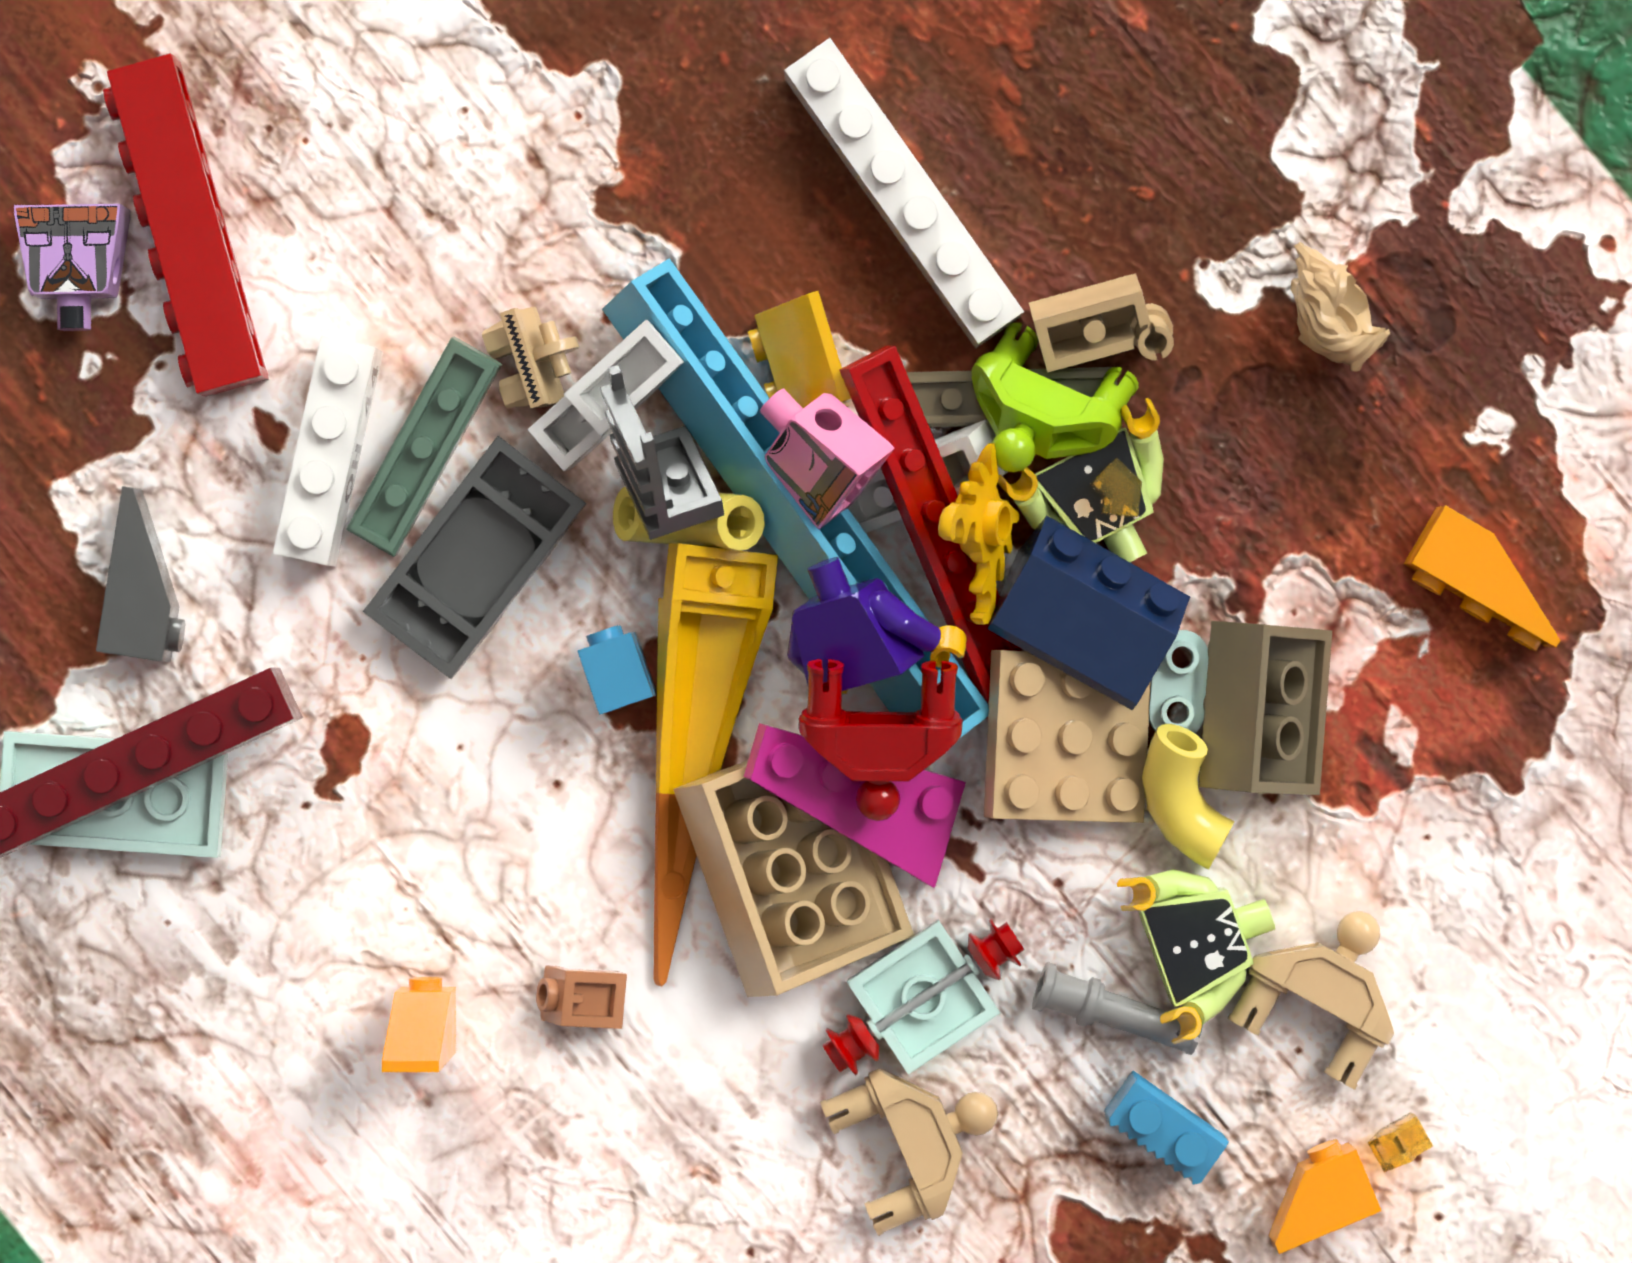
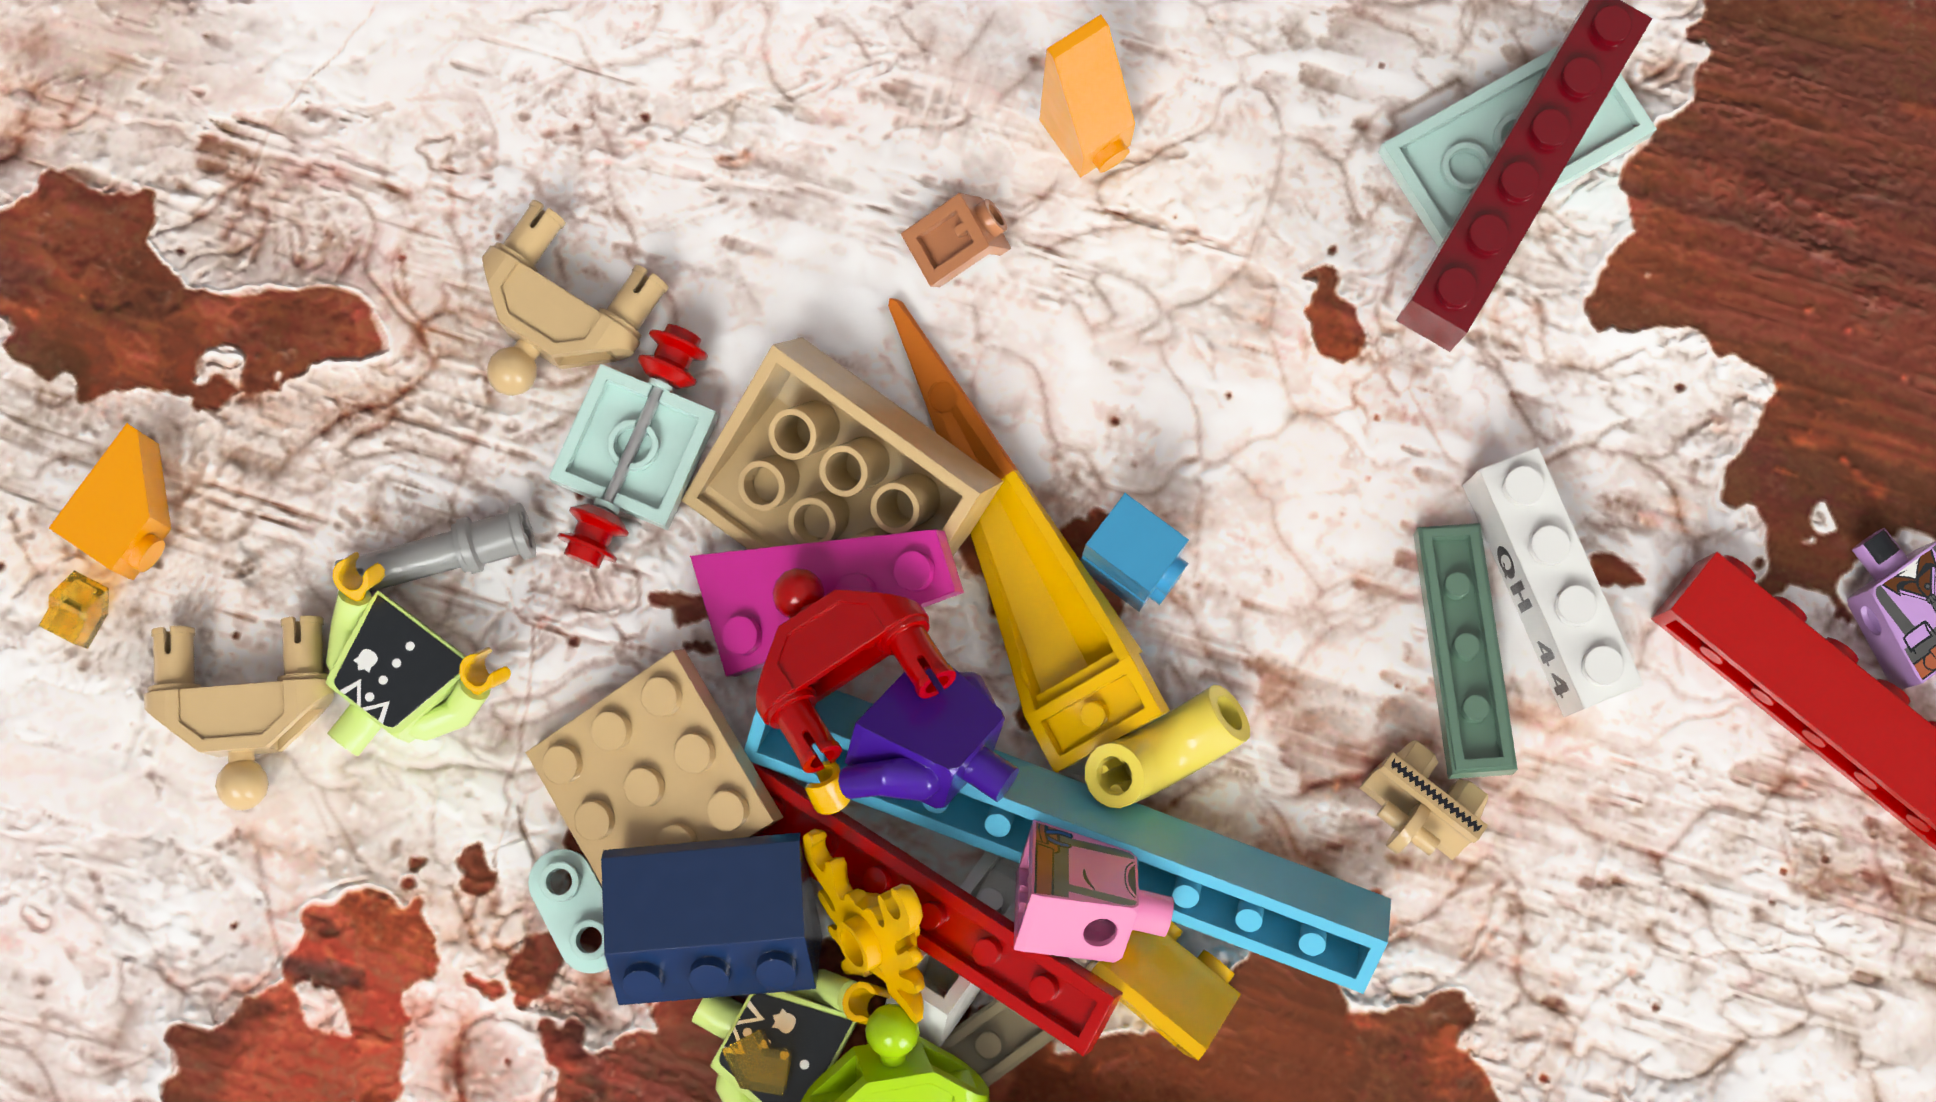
camera: 145 degrees right, 10 degrees down
(139, 596) = (1628, 336): dark grey slope -> none
(475, 557) = (1341, 577): dark grey slope -> none
(579, 418) = (1329, 814): white slope -> none
(660, 470) = (1226, 773): dark grey plate -> none
(1165, 1128) = (316, 473): dark azure brick -> none
(1175, 795) = (508, 796): light yellow cylinder -> none
(1265, 708) = (474, 943): dark tan slope -> none

